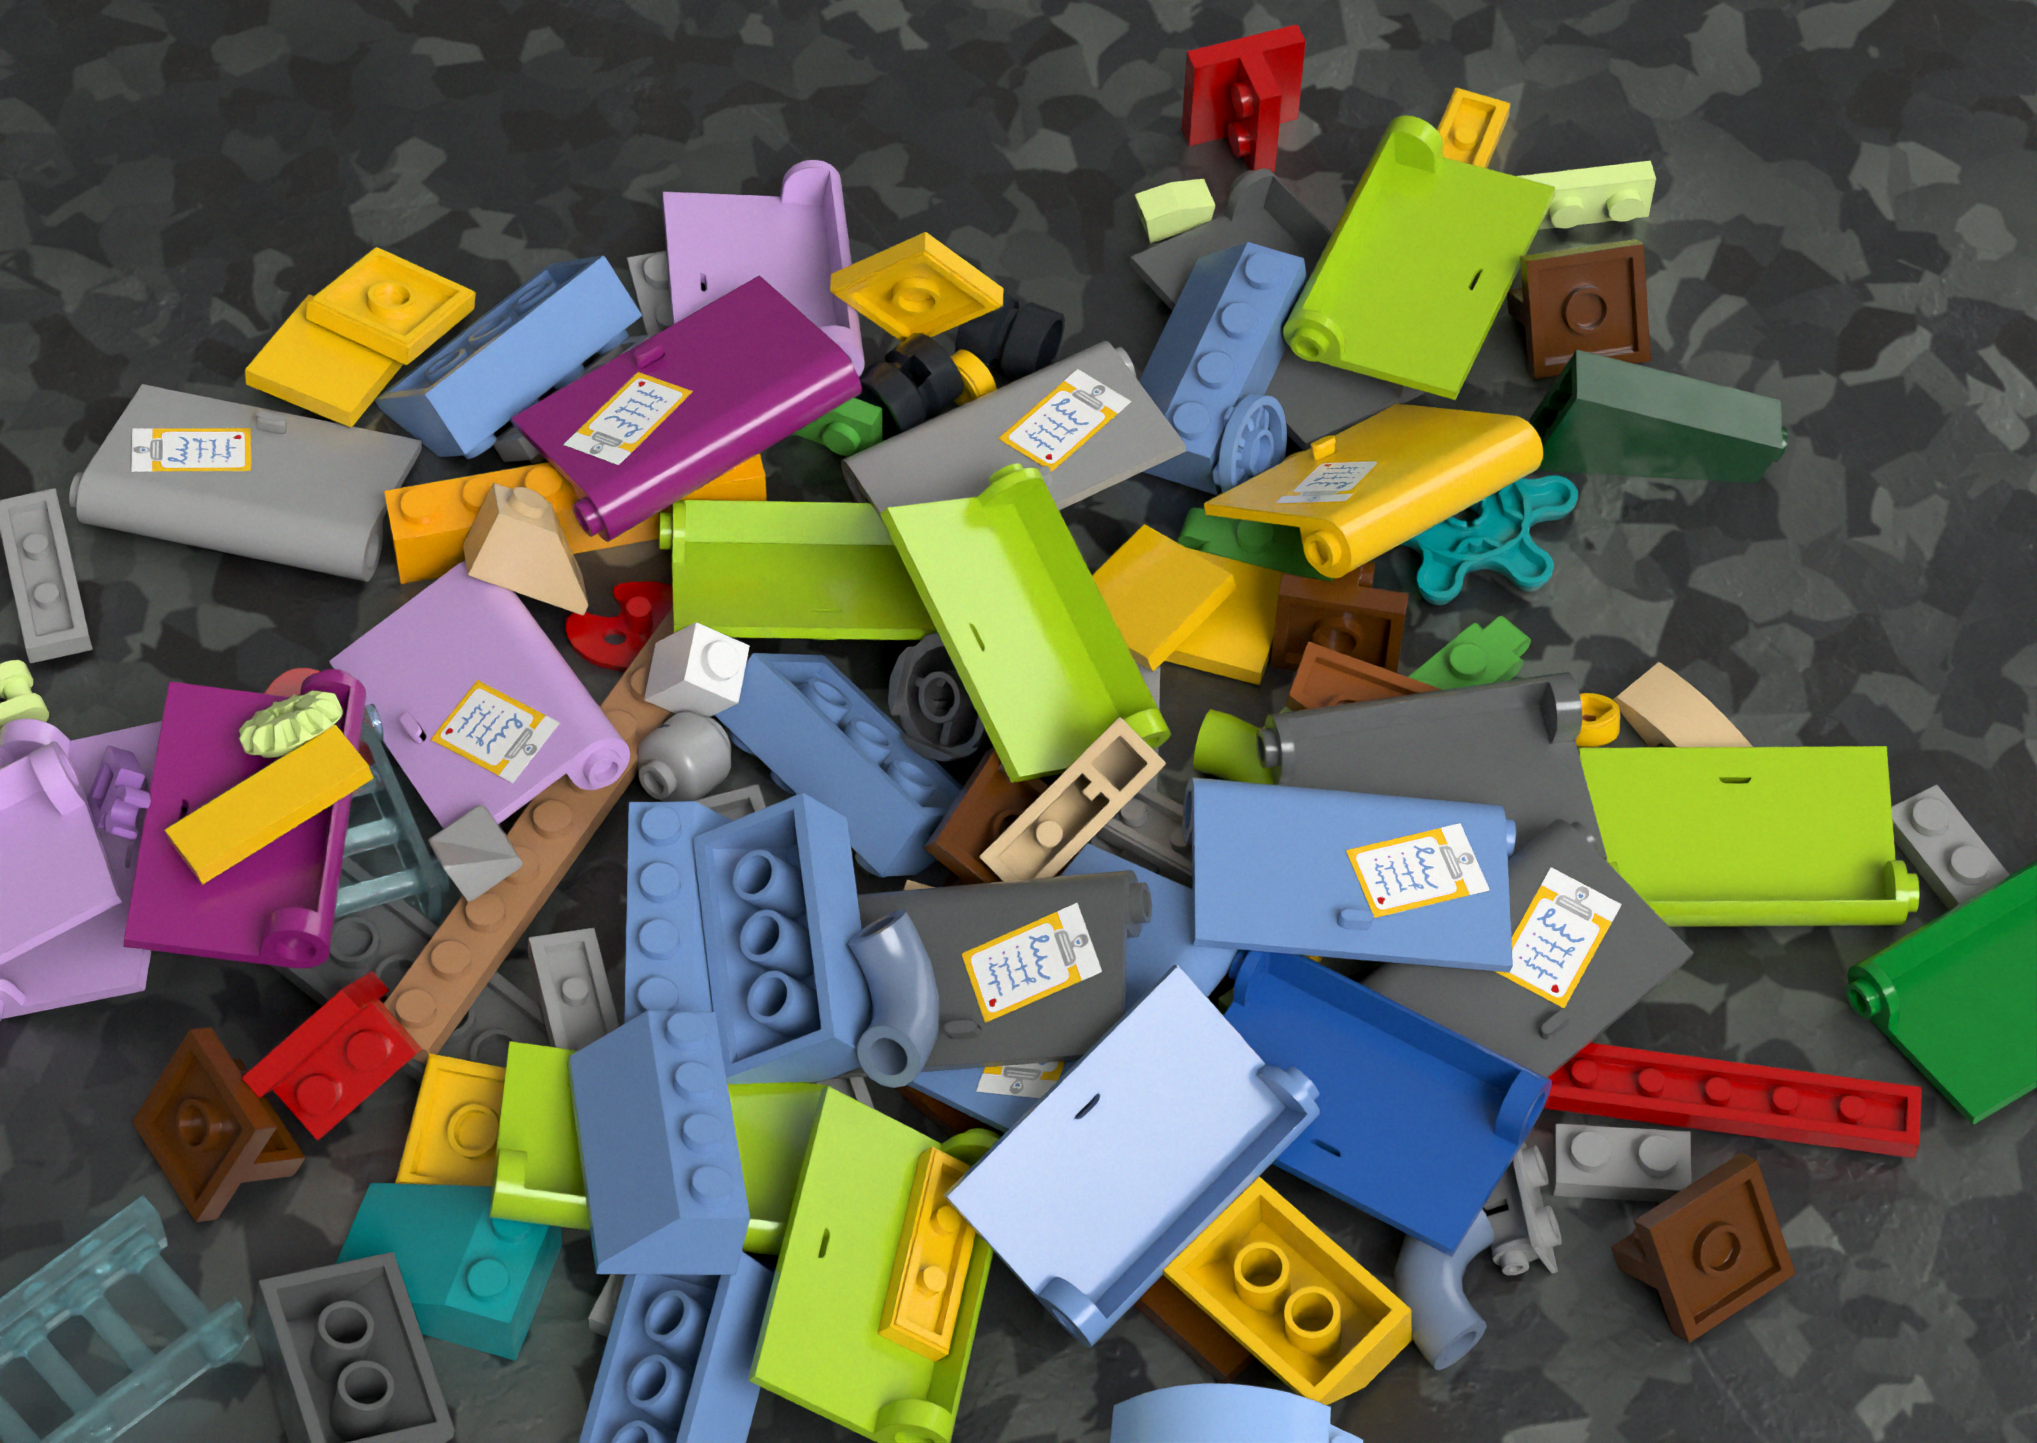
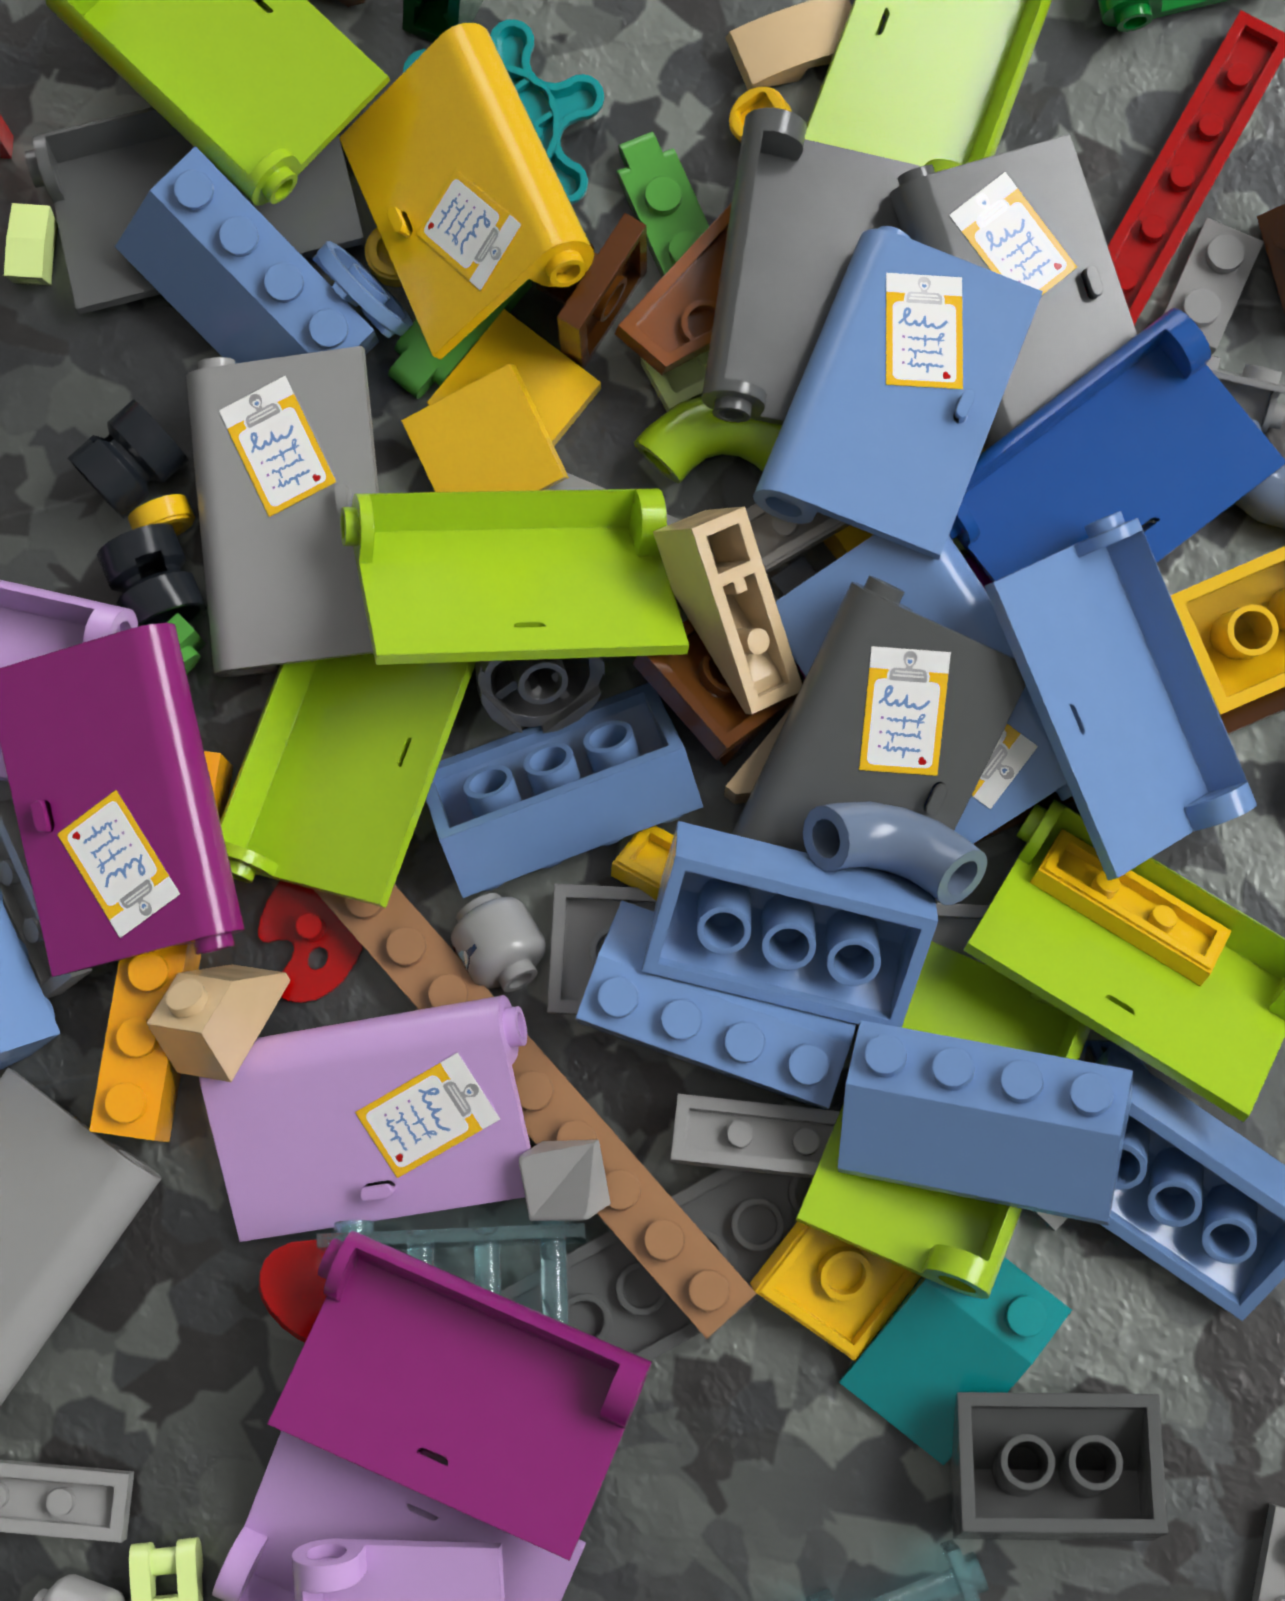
camera: 65 degrees left, 25 degrees up
(119, 793) = (370, 1511): medium lavender plate -> none
(212, 1127) = (746, 1511): reddish brown bracket -> none
(269, 804) = (474, 1373): yellow tile -> none
(289, 724) = (398, 1329): yellowish green gear -> none
(336, 1057) = (721, 1384): red bracket -> none
(697, 671) = (429, 899): white brick -> none
(916, 288) = (75, 527): yellow tile -> none

